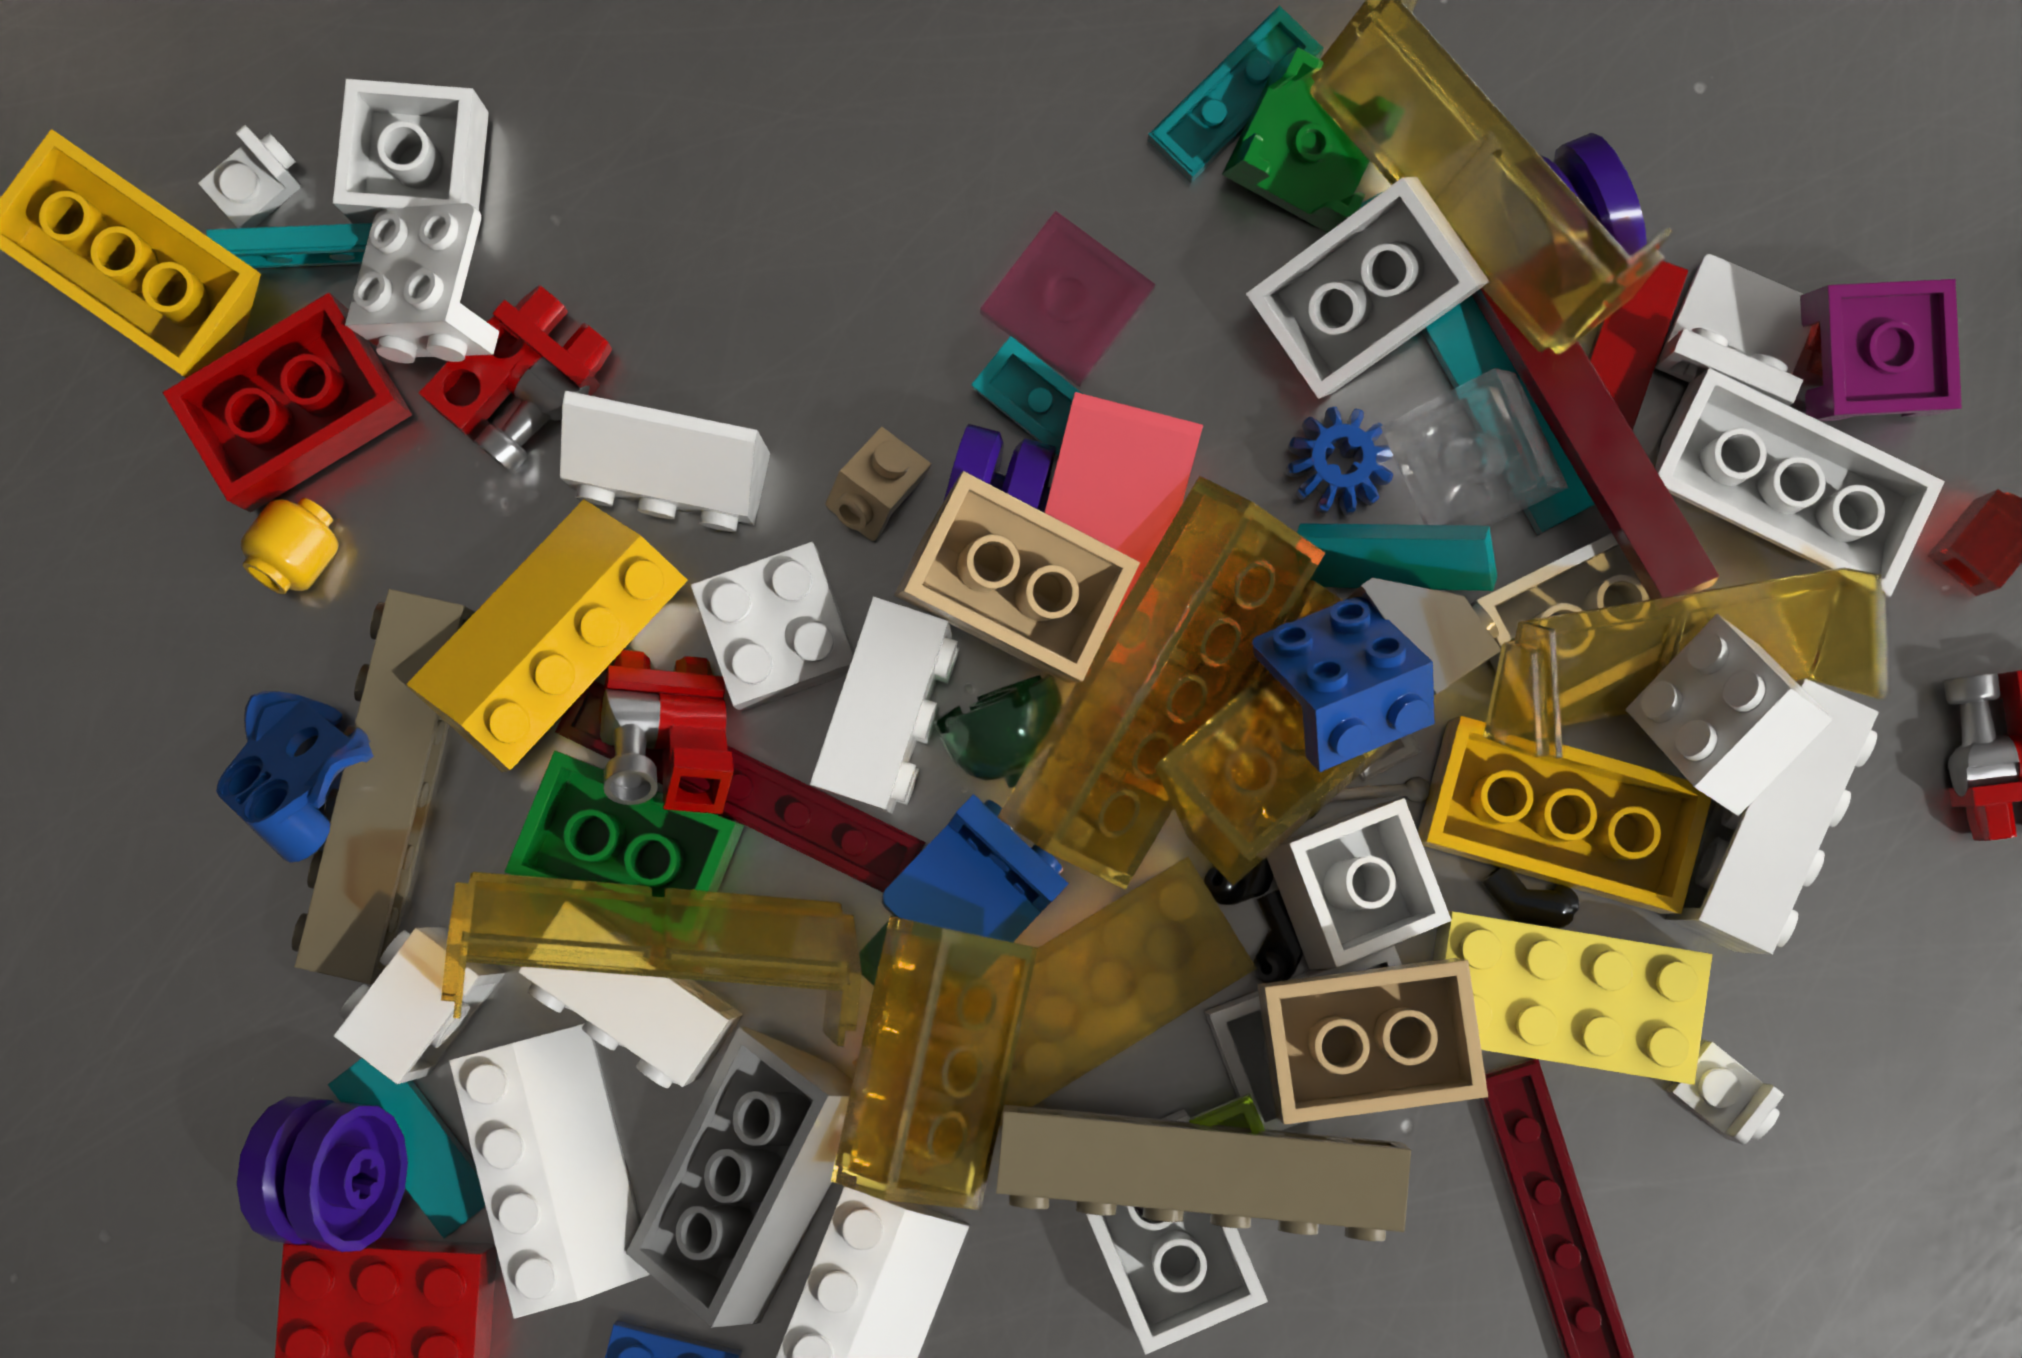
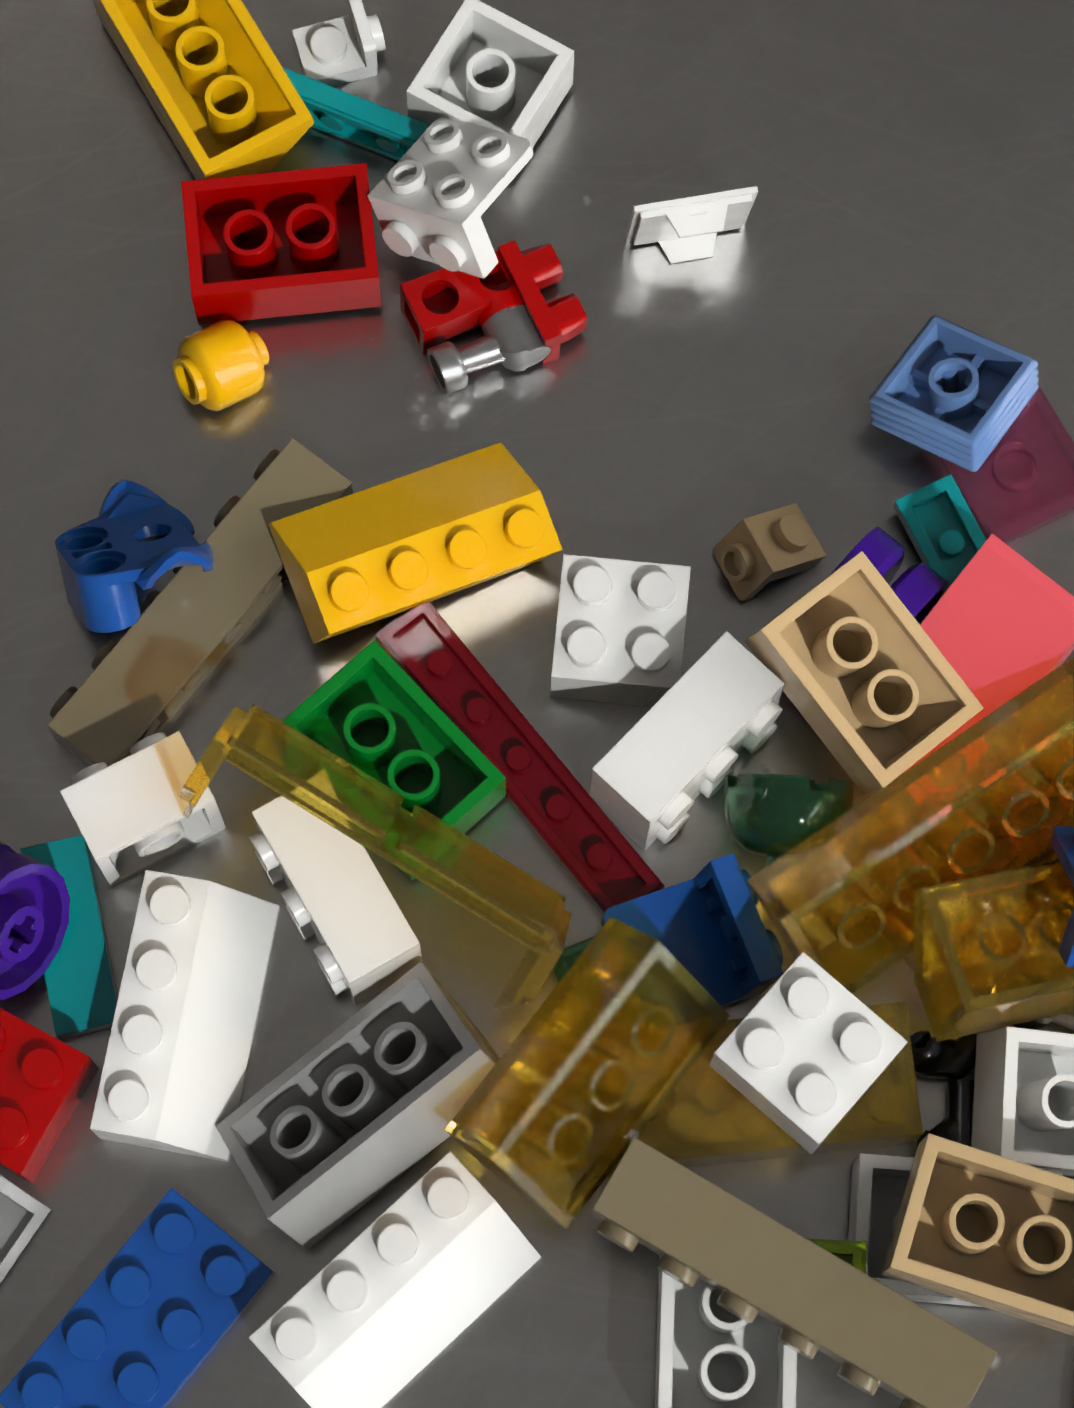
camera: 20 degrees right, 10 degrees down
(662, 461) = (589, 438): white slope -> none
(664, 208) = (690, 225): none -> white piece
(668, 712) = (491, 657): red hips -> none
(957, 230) = (954, 393): none -> medium blue brick
(1124, 956) = (807, 1052): none -> white brick

